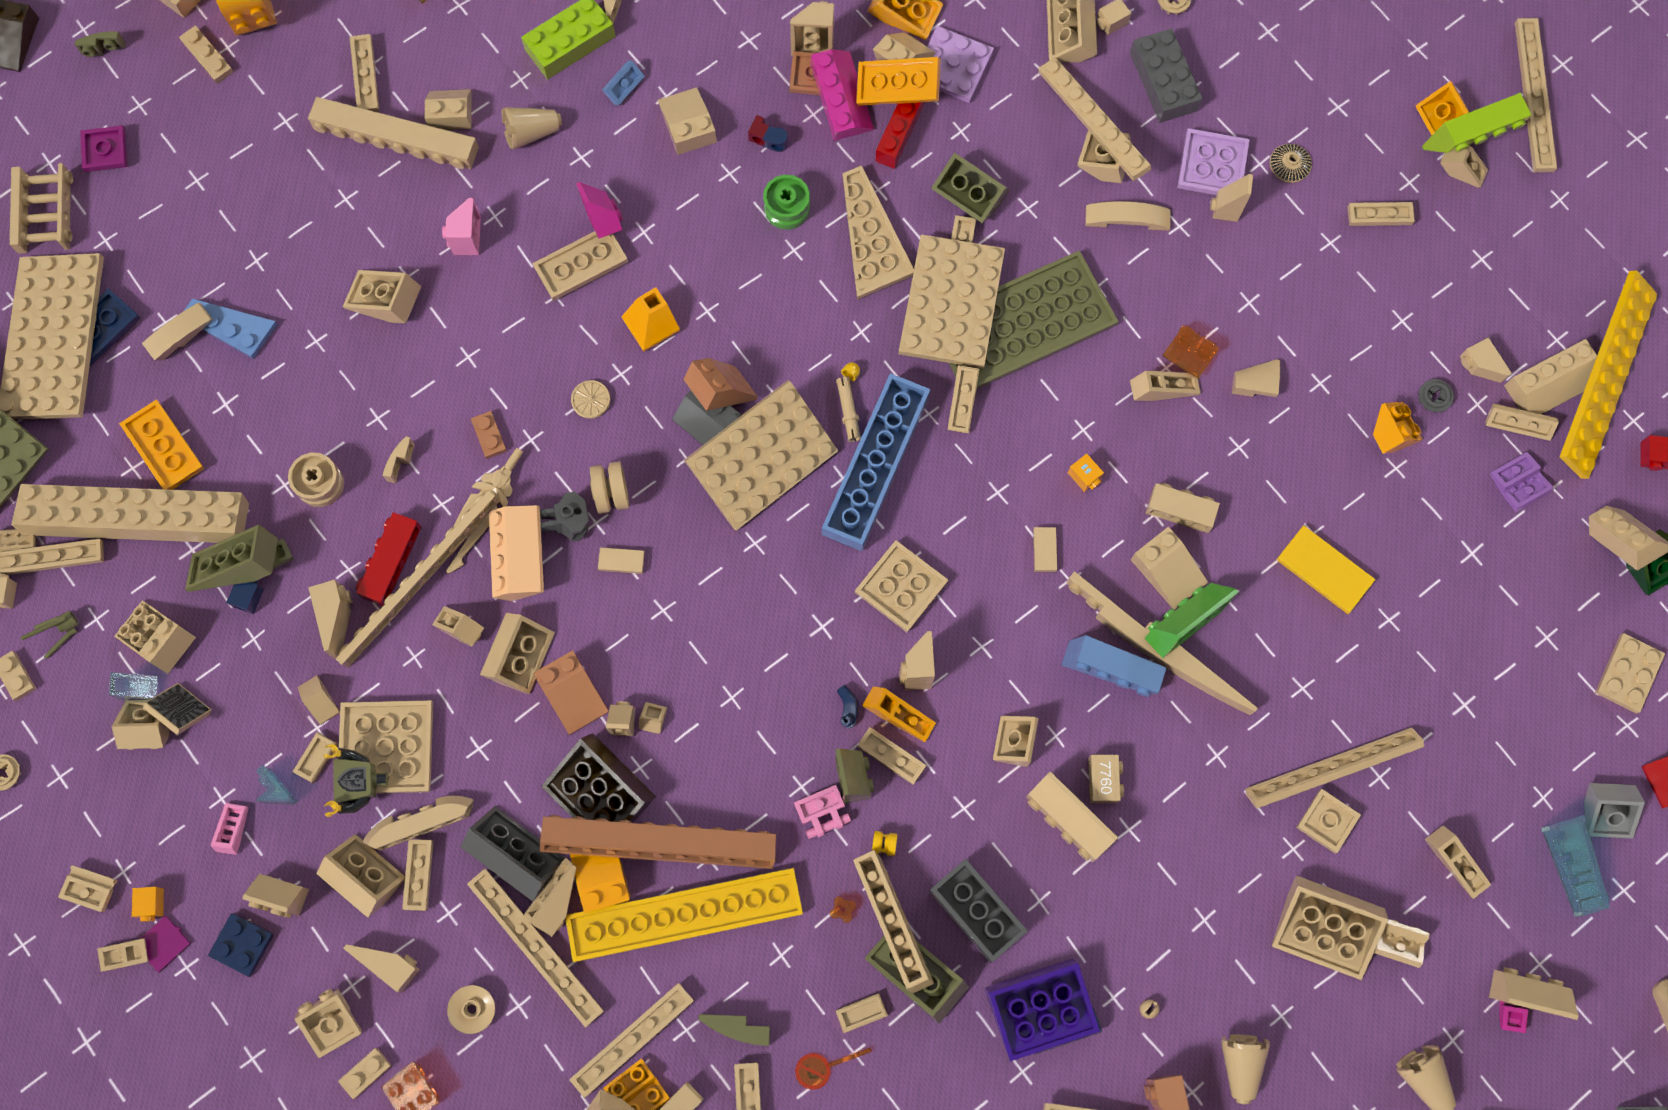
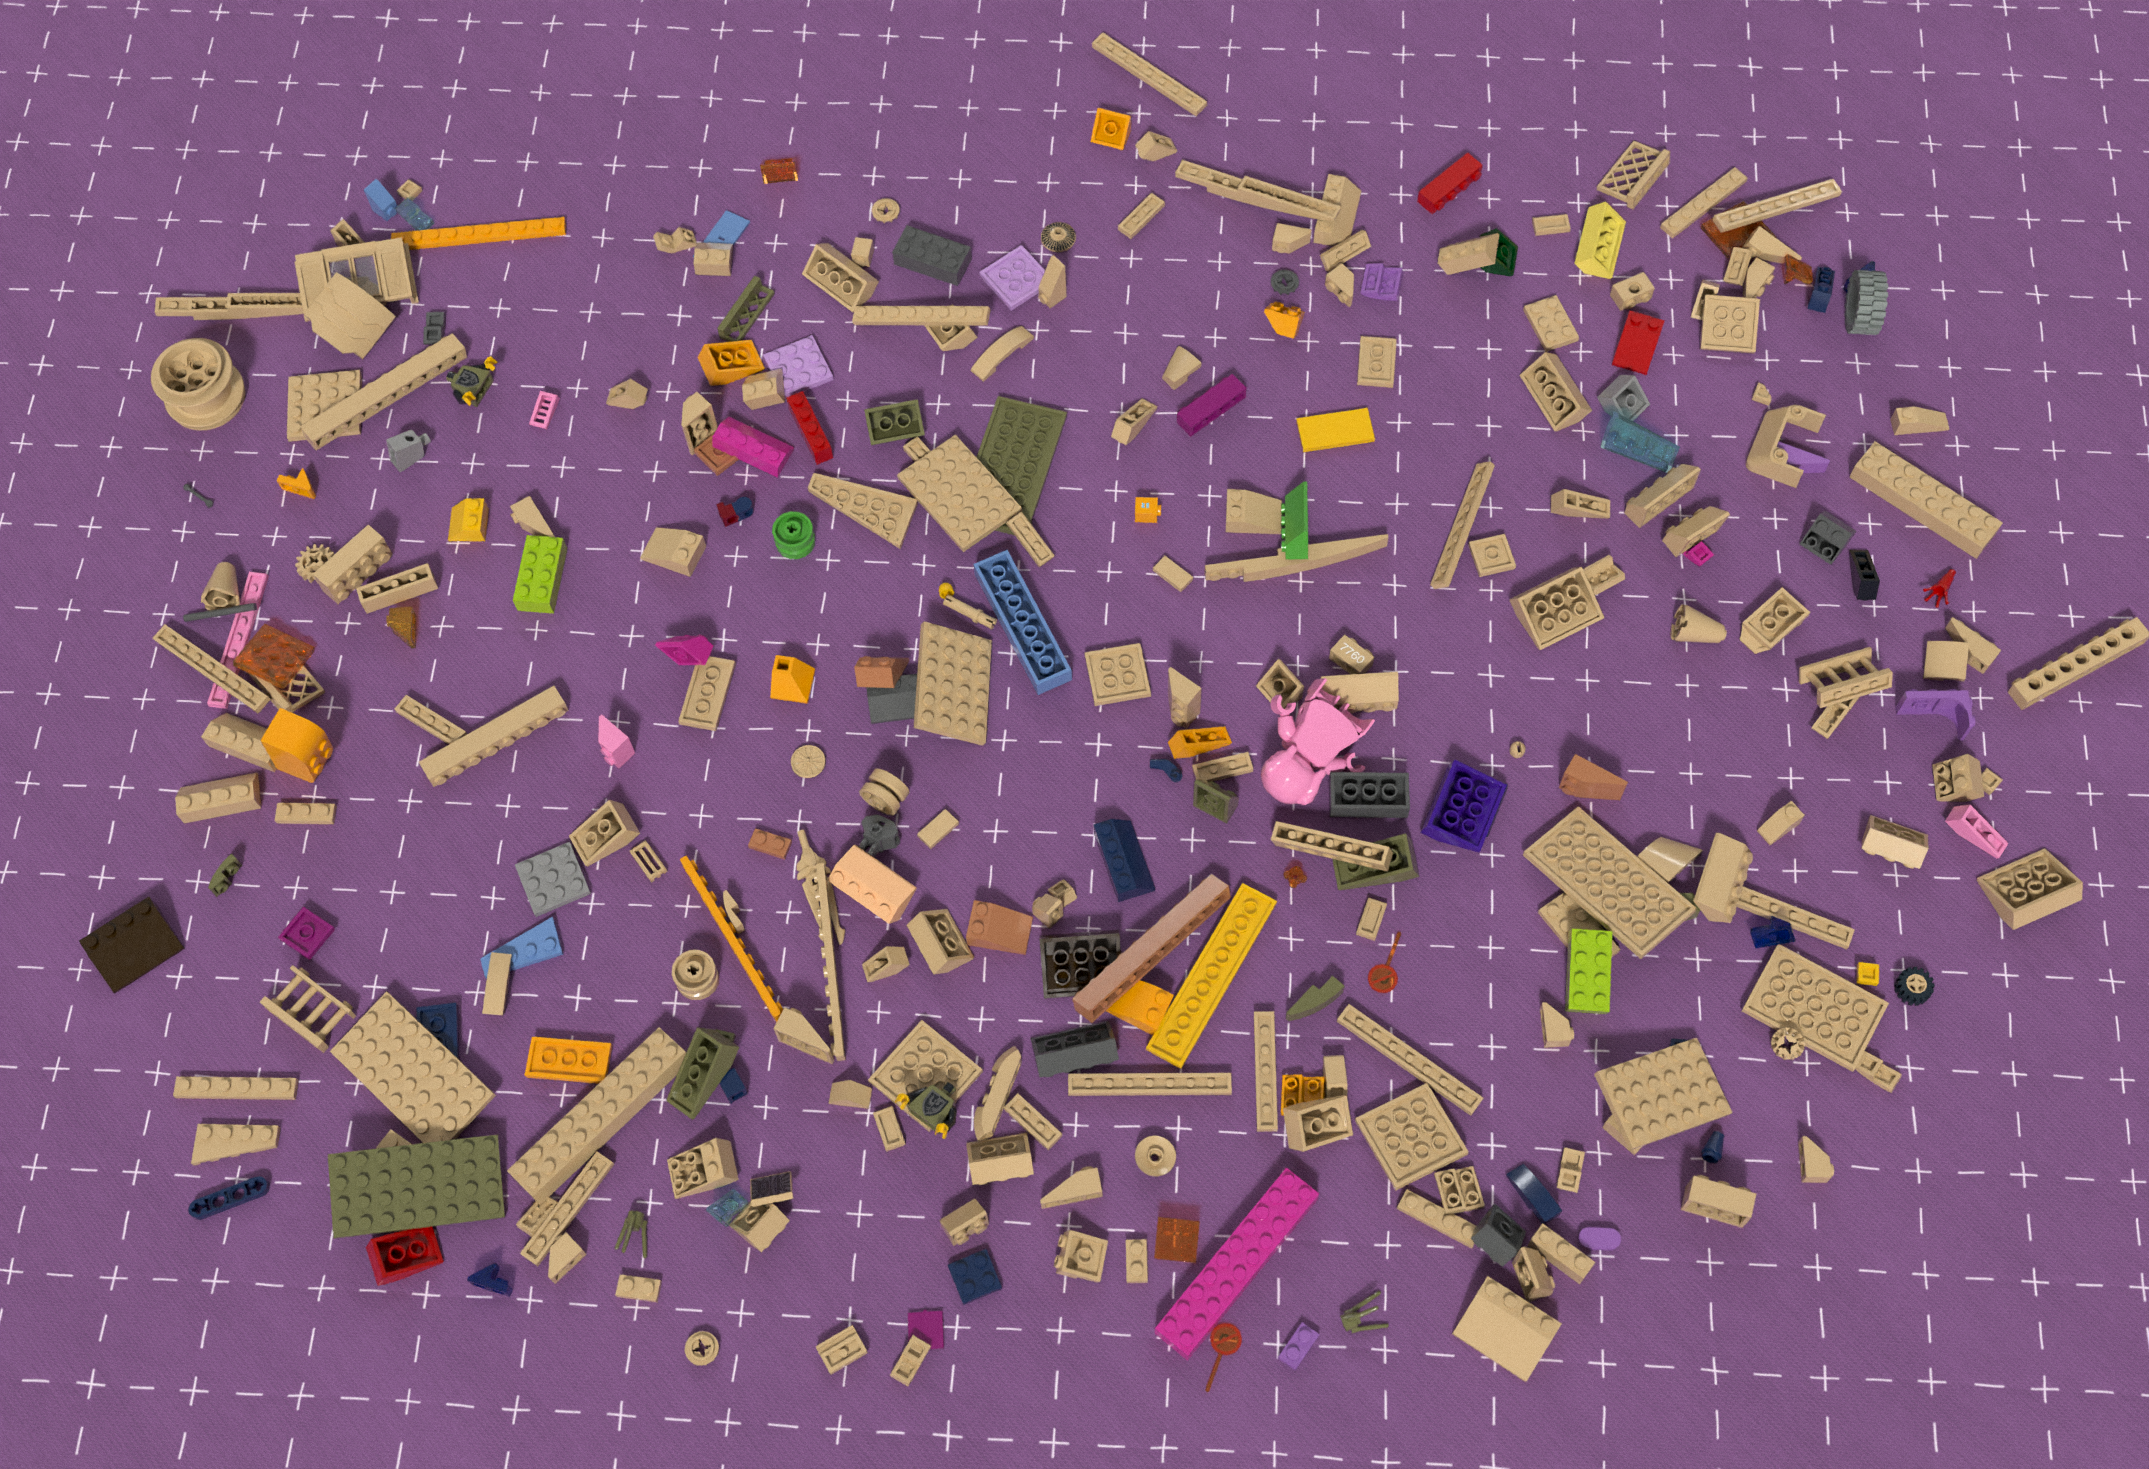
camera: 45 degrees left, 10 degrees down
(147, 903) = (889, 1315): light orange brick -> none
(235, 839) = (896, 1231): bright pink slope -> none
(277, 792) = (893, 1168): clear light blue slope -> none
(309, 292) = (552, 879): none -> light grey plate
(372, 489) = (728, 931): none -> light orange plate
(388, 559) = (796, 971): red brick -> none
(398, 352) = (657, 873): none -> tan tile
(448, 109) = (513, 687): tan slope -> none
(528, 125) = (577, 648): tan cone -> none
(552, 903) = (1131, 1046): tan slope -> none
(623, 82) = (607, 567): medium blue plate -> none
(728, 743) = (1123, 859): none -> dark blue slope
(819, 805) = (1215, 836): bright pink plate -> none
(889, 844) = (1277, 813): yellow wheel -> none
(898, 81) = (784, 401): light orange plate -> none
(980, 818) = (1311, 745): none -> bright pink piece
(1114, 665) = (1283, 593): medium blue wedge -> none
(1182, 507) = (1221, 474): tan brick -> none
(1191, 351) = (1125, 388): clear orange hinge -> none
(1244, 1065) = (1599, 721): tan cone -> none
(1245, 438) = (1211, 405): none -> magenta brick
(1433, 547) = (1376, 361): none -> tan tile
(1479, 125) = (1143, 116): lime slope -> none
(1482, 447) = (1341, 283): none -> tan slope
(1503, 294) = (1257, 192): none -> tan slope
(1543, 930) = (1662, 494): none -> tan slope
(1558, 738) = (1555, 392): none -> tan slope
(1608, 375) = (1361, 182): yellow plate -> none

